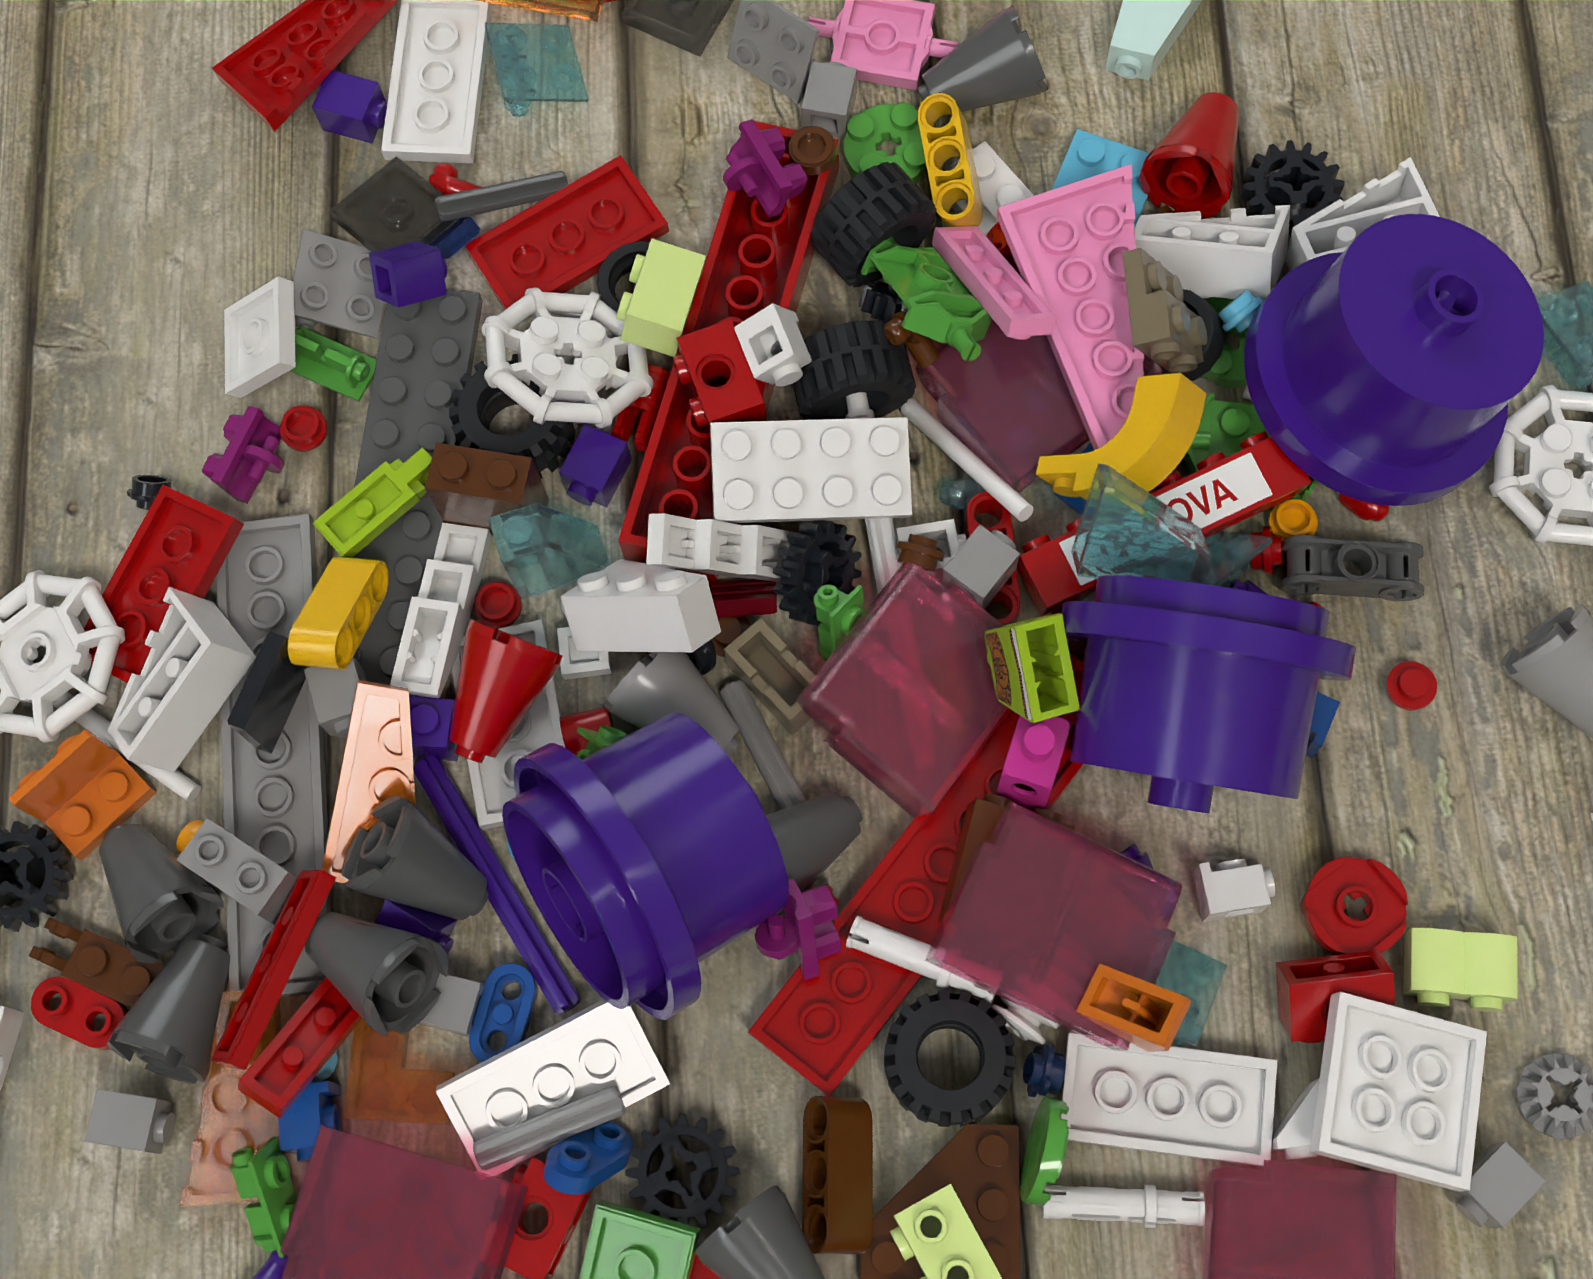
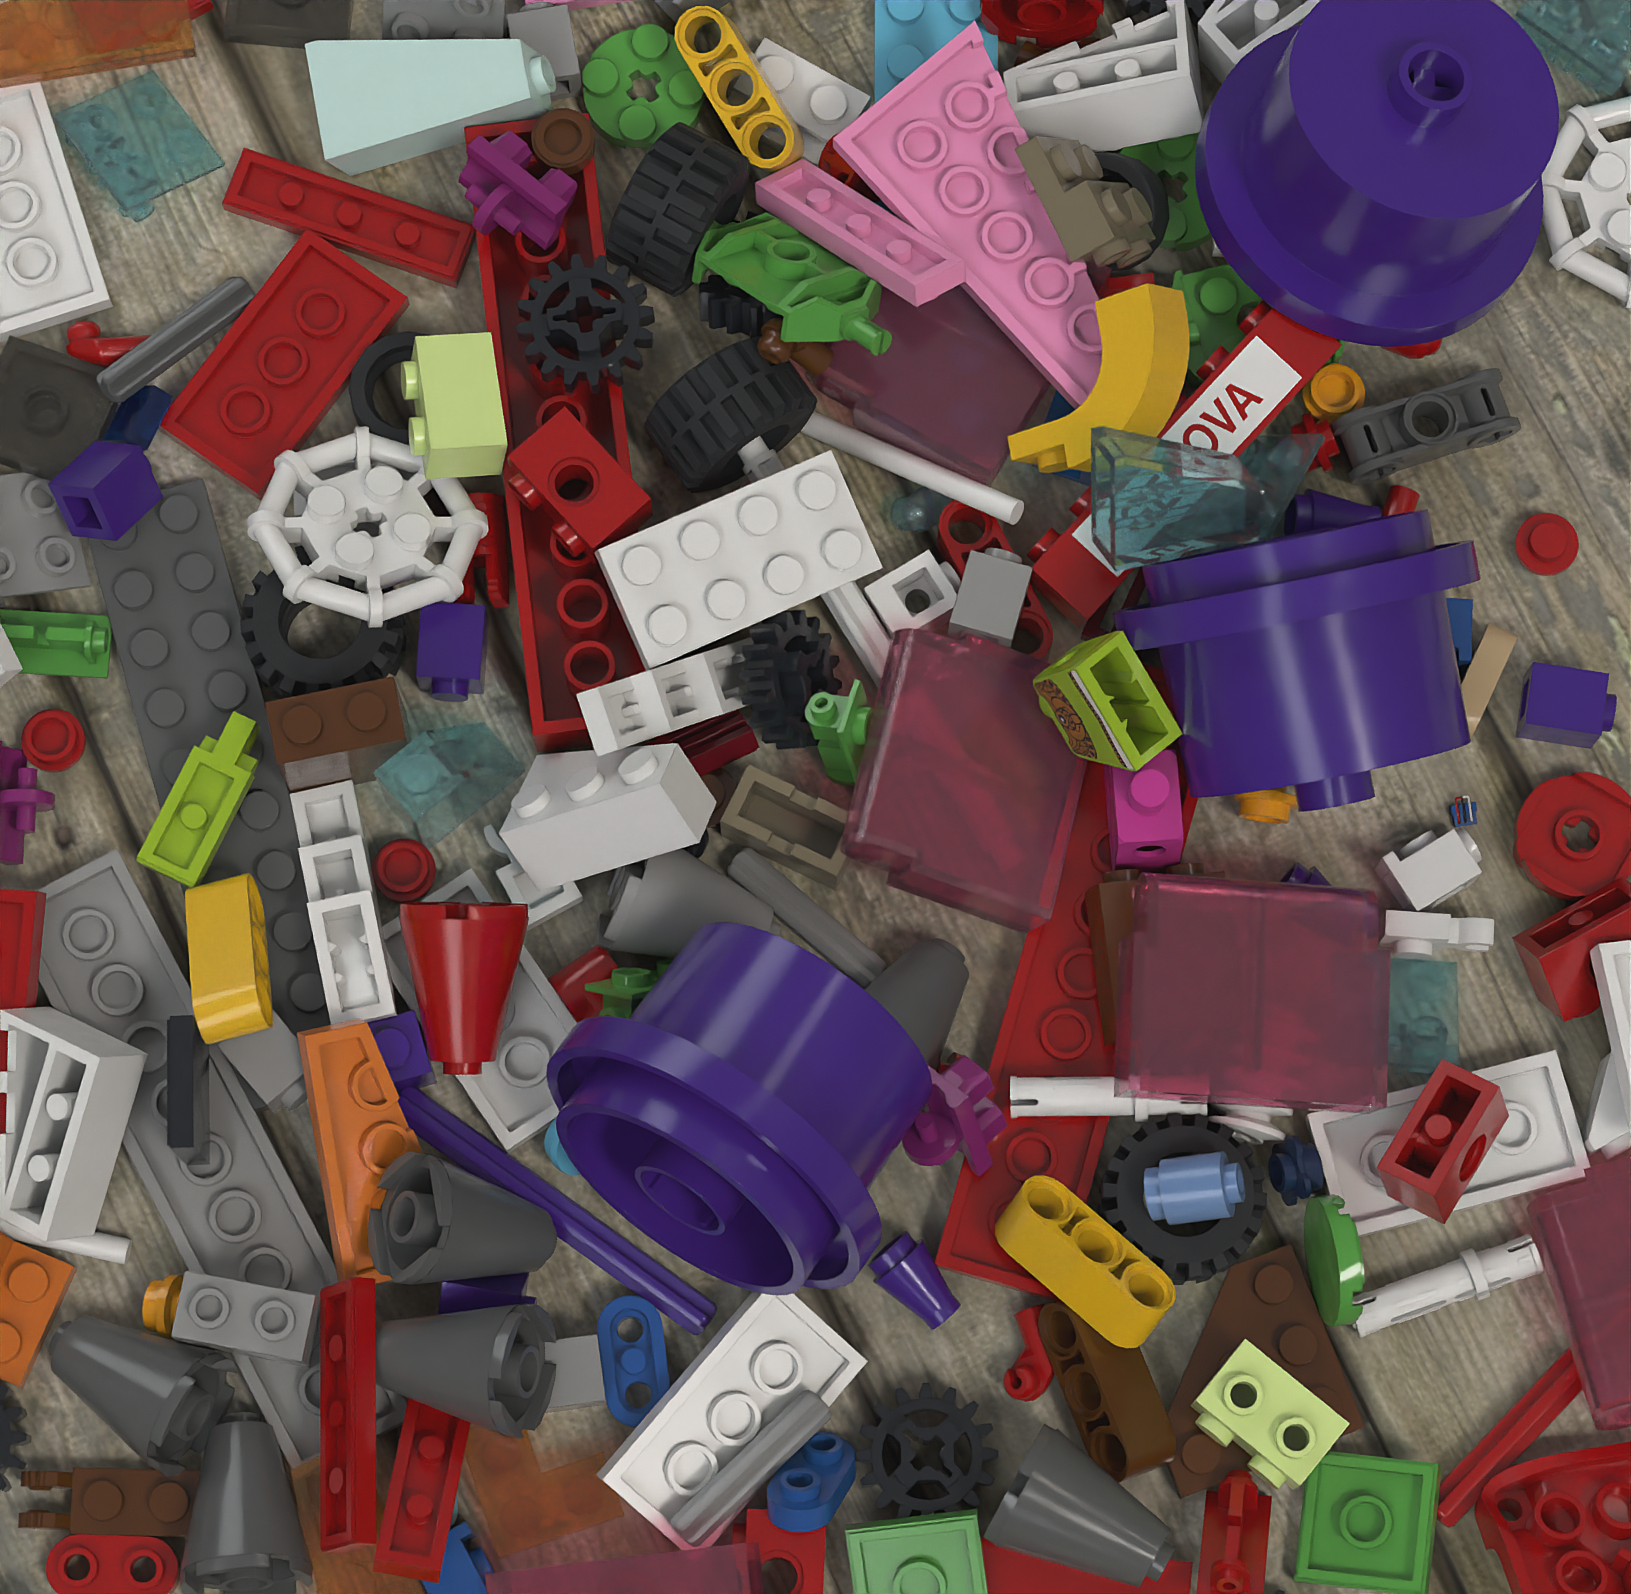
camera: 30 degrees left, 5 degrees up
(653, 161) = (350, 217): none -> red tile
(715, 88) = (416, 96): none -> light aqua slope
(728, 1036) = (911, 1277): none -> dark purple cone
(764, 337) = (612, 421): white brick -> none
(768, 253) = (562, 330): none -> black gear
(787, 1141) = (1032, 1369): none -> red arm
(855, 1075) = (1085, 1261): none -> yellow beam
(919, 551) = (908, 610): reddish brown plate -> none
(956, 1053) = (1193, 1188): none -> medium blue brick
(1128, 791) = (1266, 806): none -> light orange plate
(1134, 1008) = (1378, 1056): orange slope -> none
(1162, 1094) = (1443, 1141): none -> red brick
(1208, 932) = (1418, 933): none -> white plate
(1240, 311) = (1174, 156): medium azure plate -> none
(1273, 857) = (1463, 813): none -> blue piece
(1327, 761) = (1485, 671): none -> tan beam
(1381, 807) = (1565, 705): none -> dark purple brick

